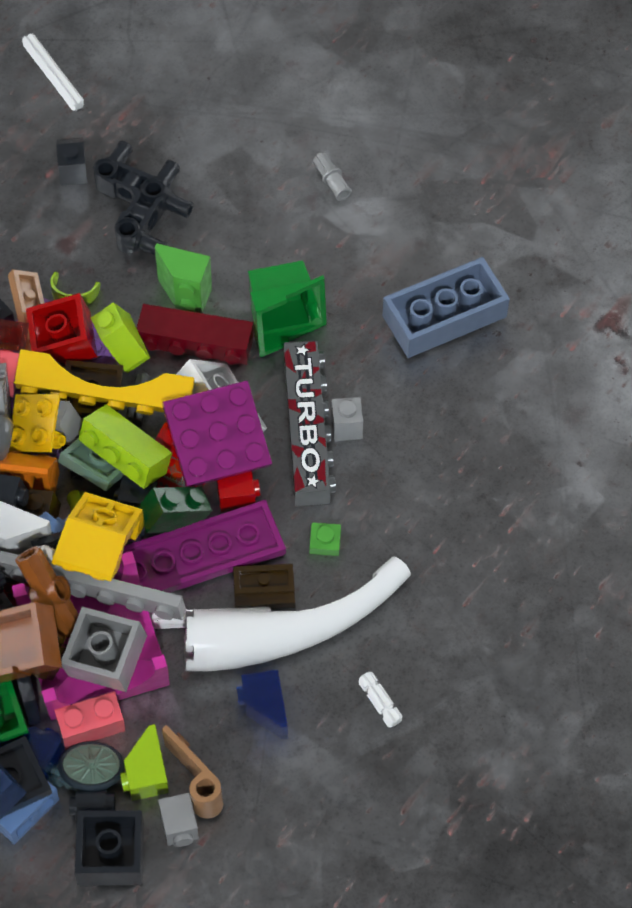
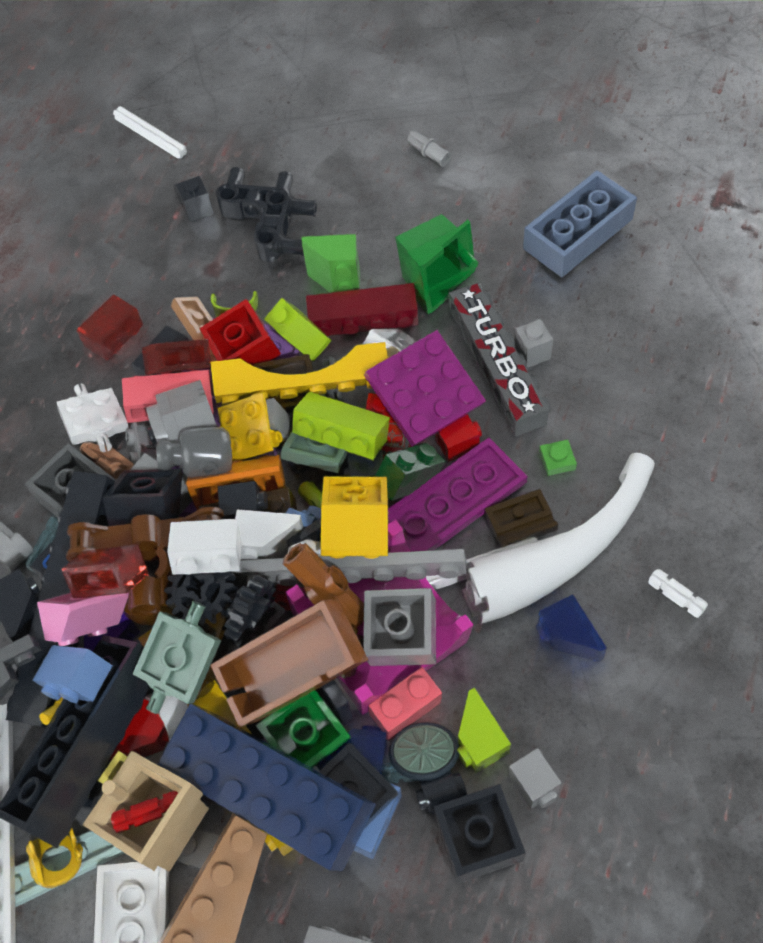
camera: 10 degrees left, 0 degrees up
(205, 787) = (554, 738): medium nougat door -> none

